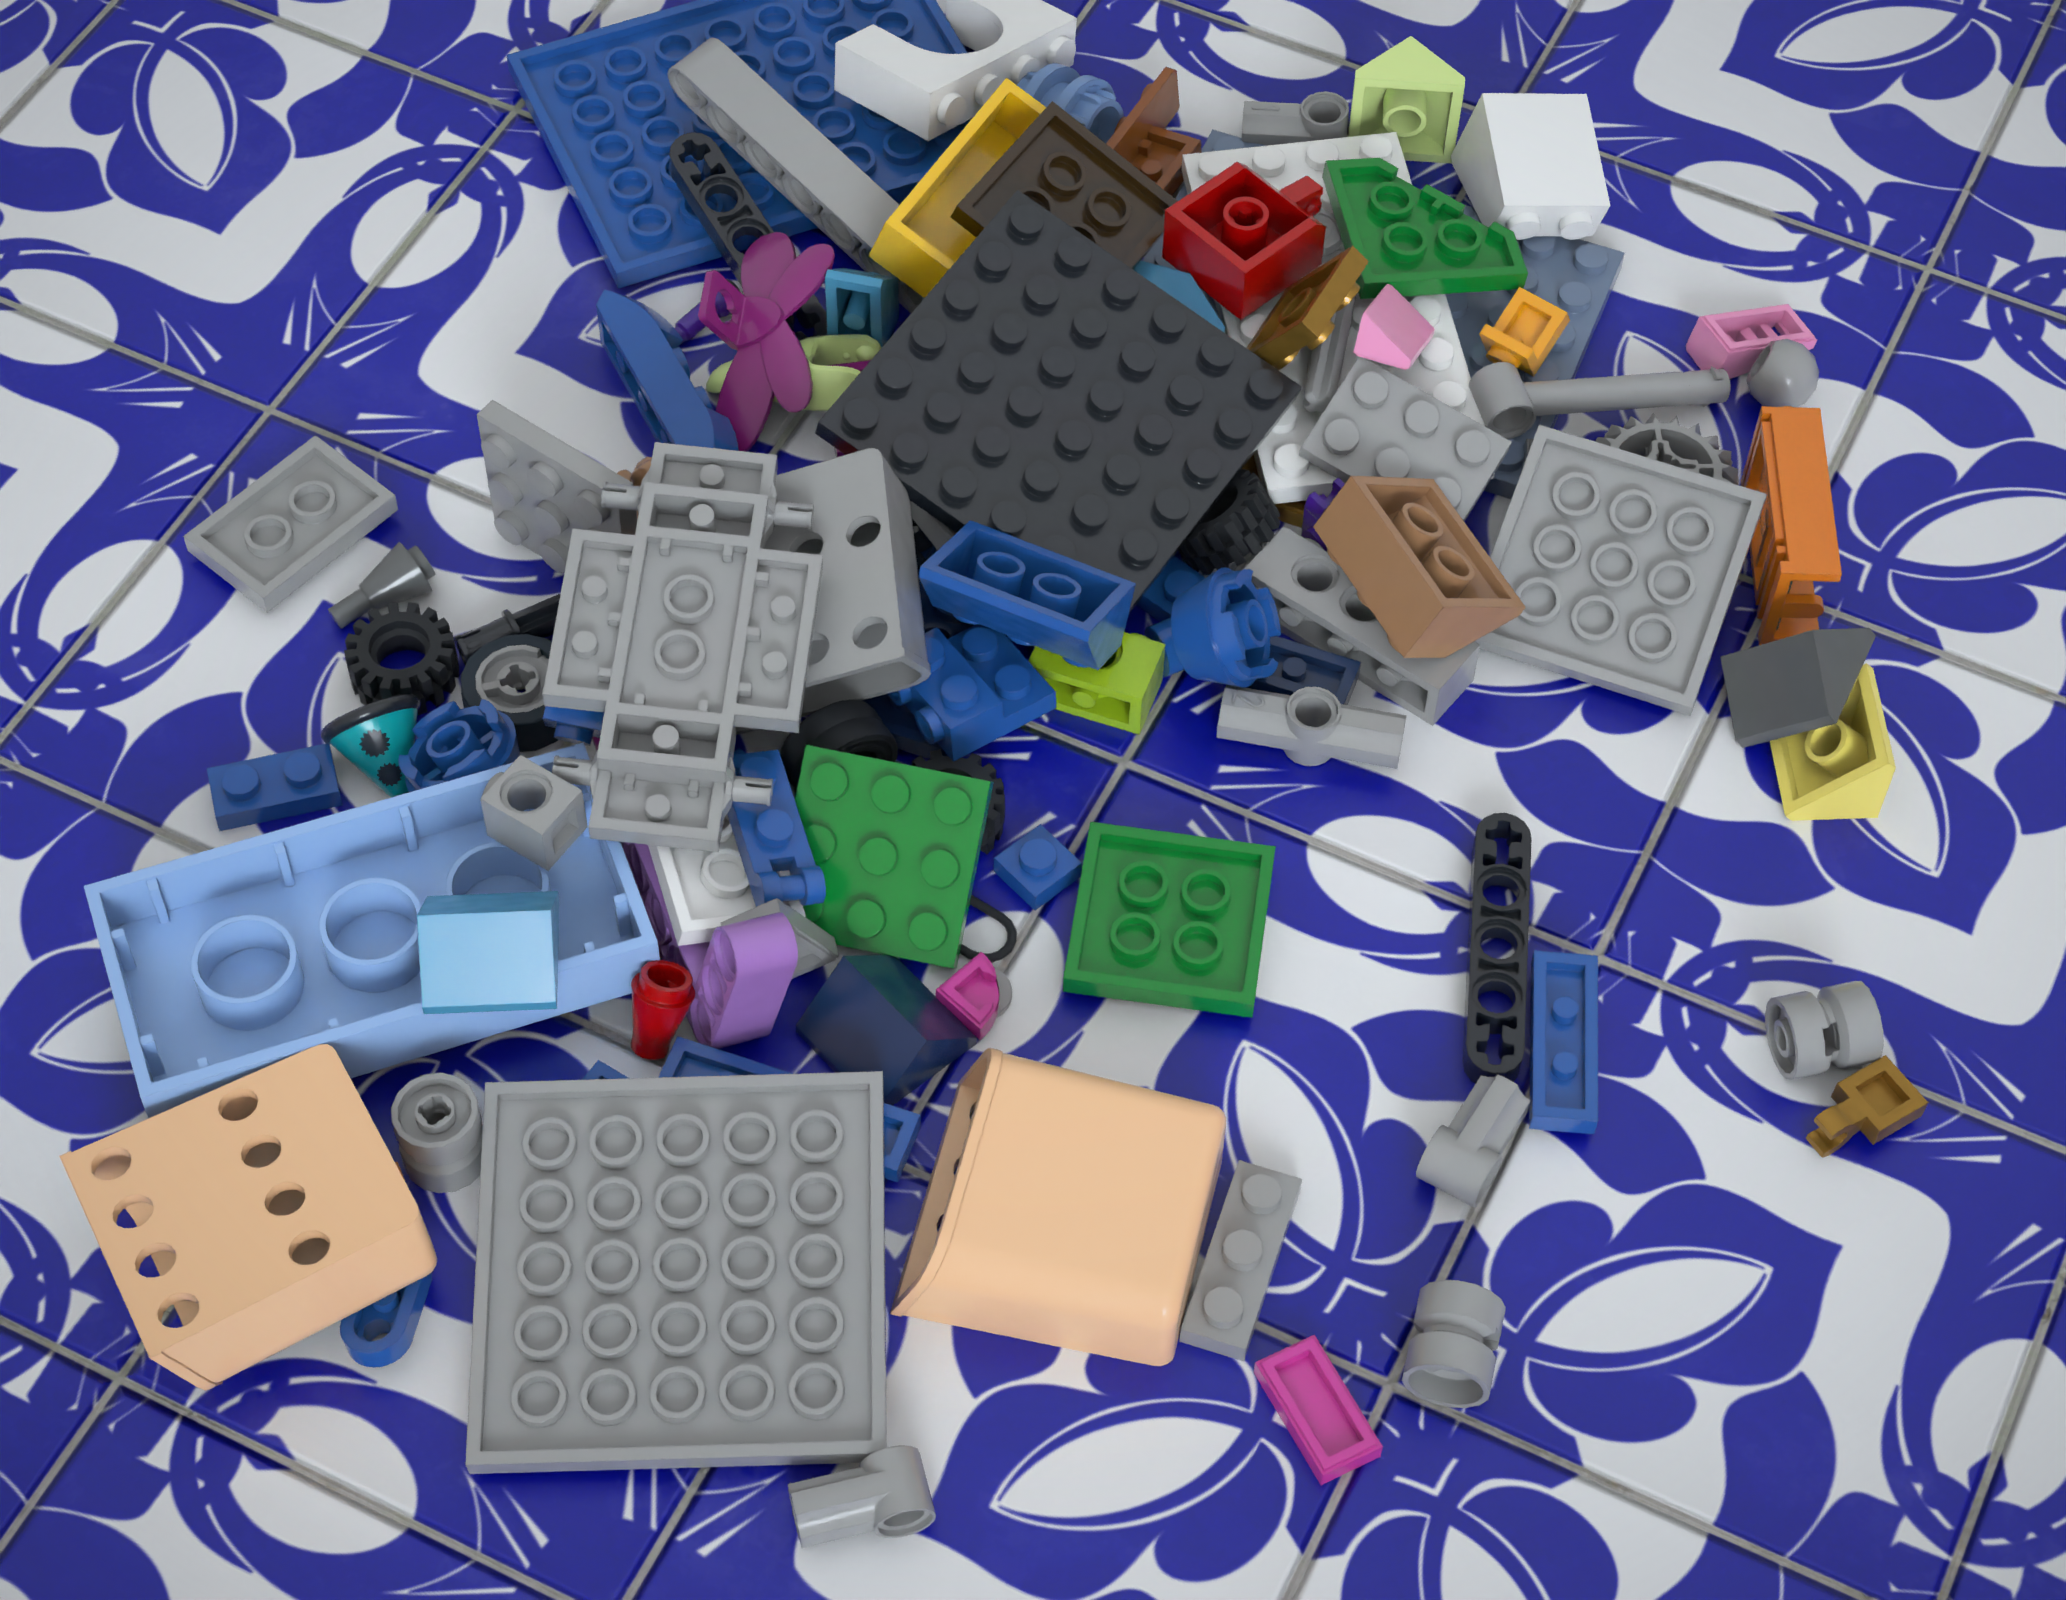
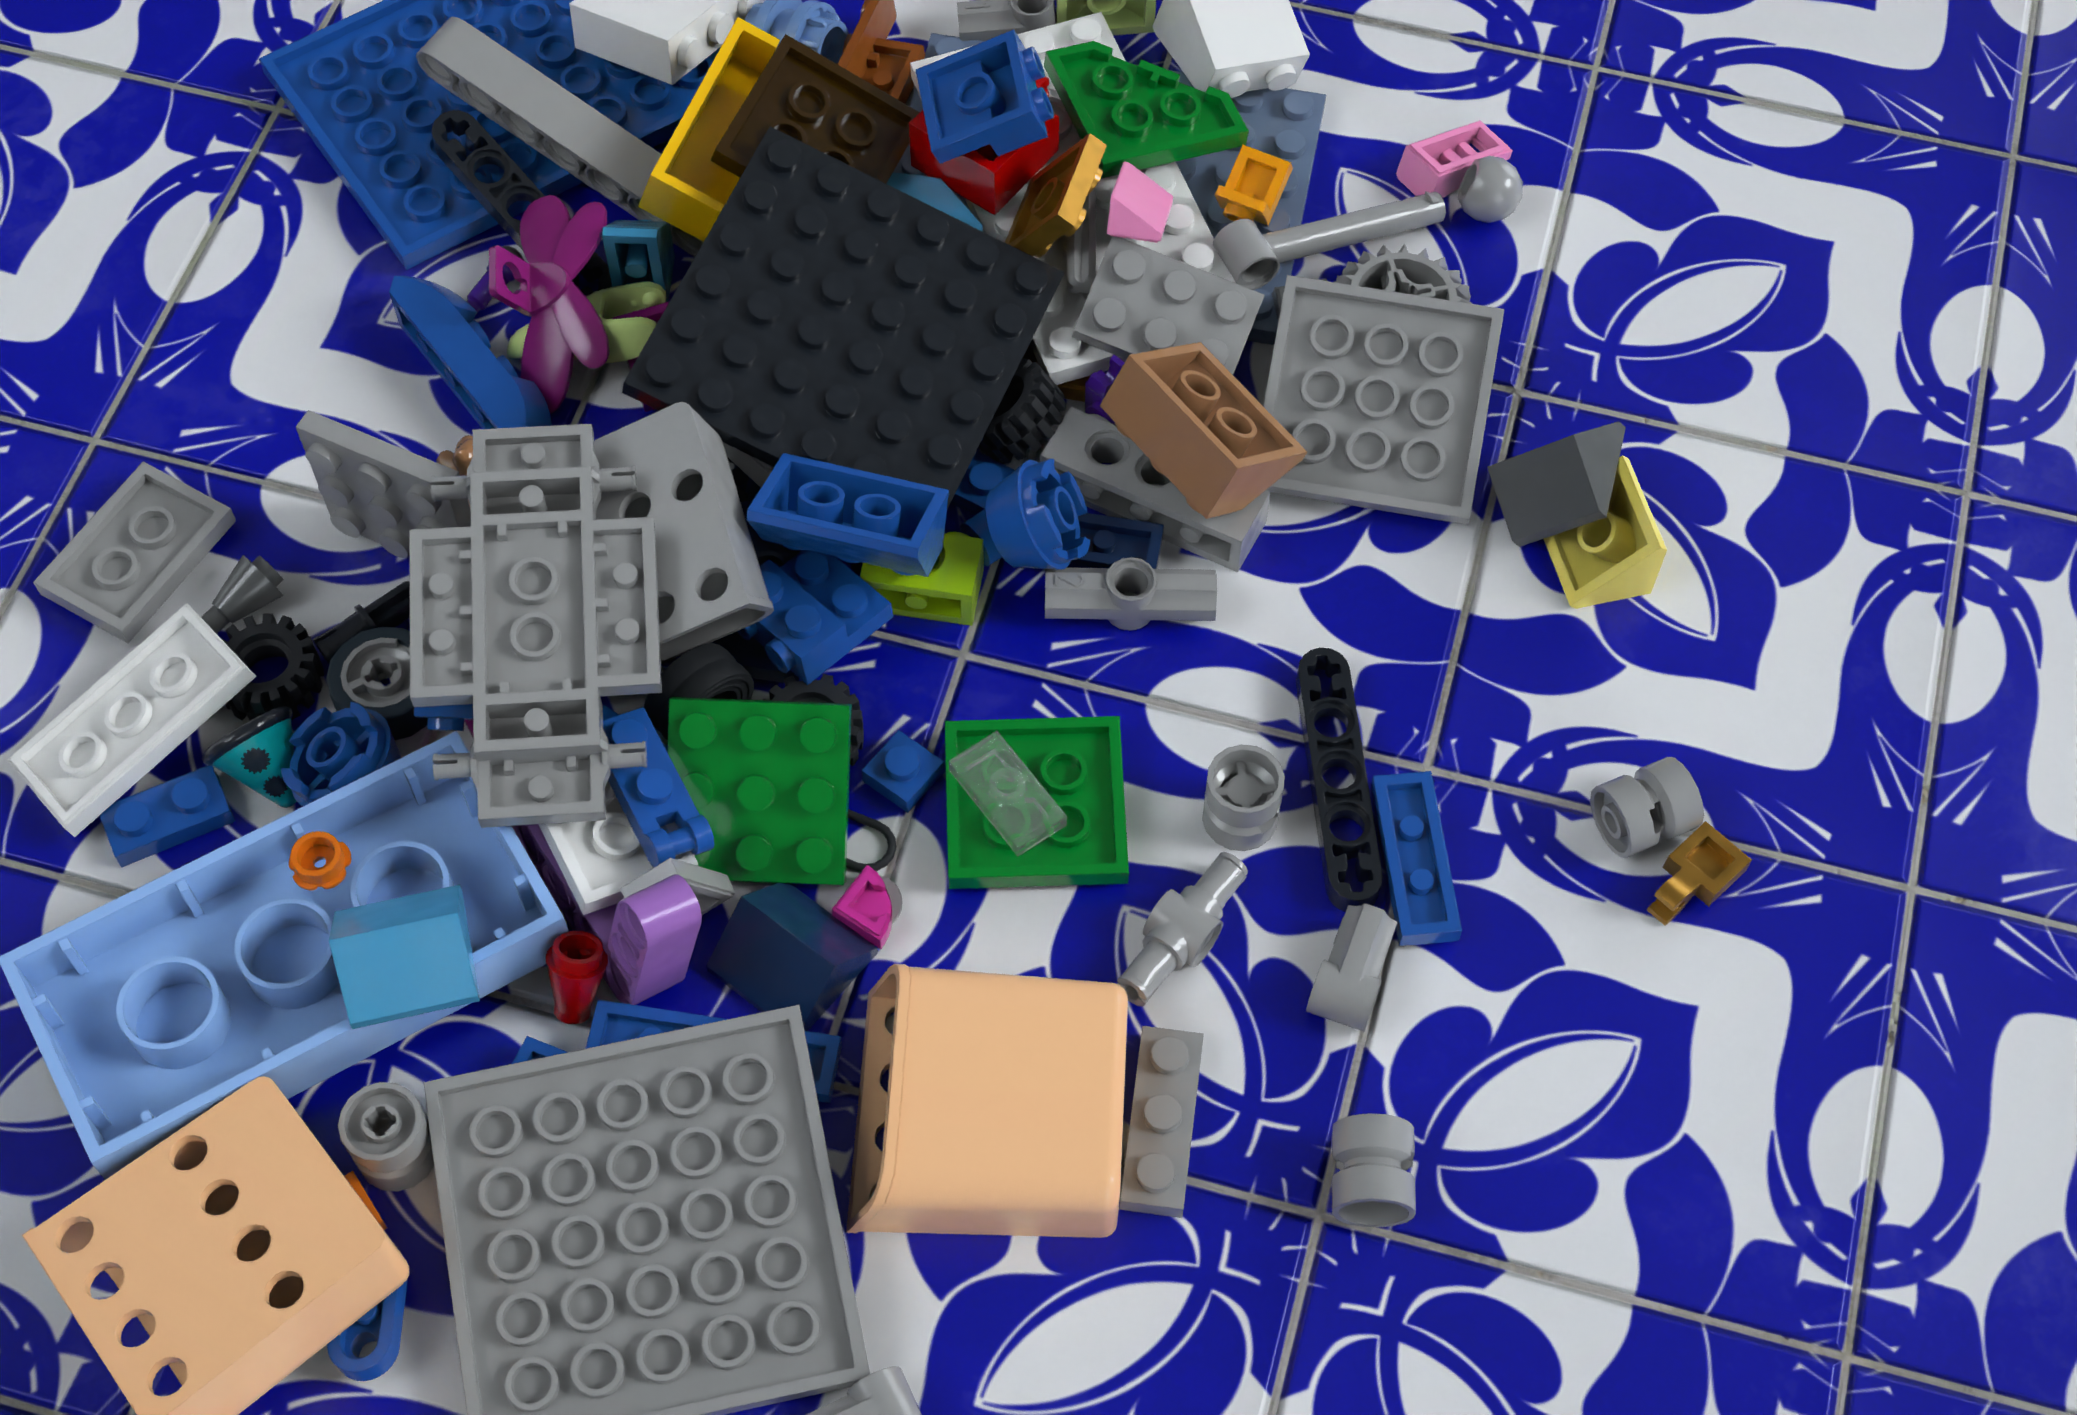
camera: 10 degrees left, 5 degrees up
(257, 684) = (130, 719): none -> white tile
(417, 831) = (316, 847): none -> orange plate
(539, 833) = (431, 832): light grey brick -> none
(1141, 902) = (1007, 793): none -> clear plate
(1248, 194) = (984, 98): none -> blue plate
(1300, 1070) = (1182, 928): none -> light grey pin
(1317, 1409) = (1259, 1253): dark pink tile -> none
(1389, 948) = (1243, 797): none -> light grey wheel
(1797, 524) = (1536, 334): orange door -> none

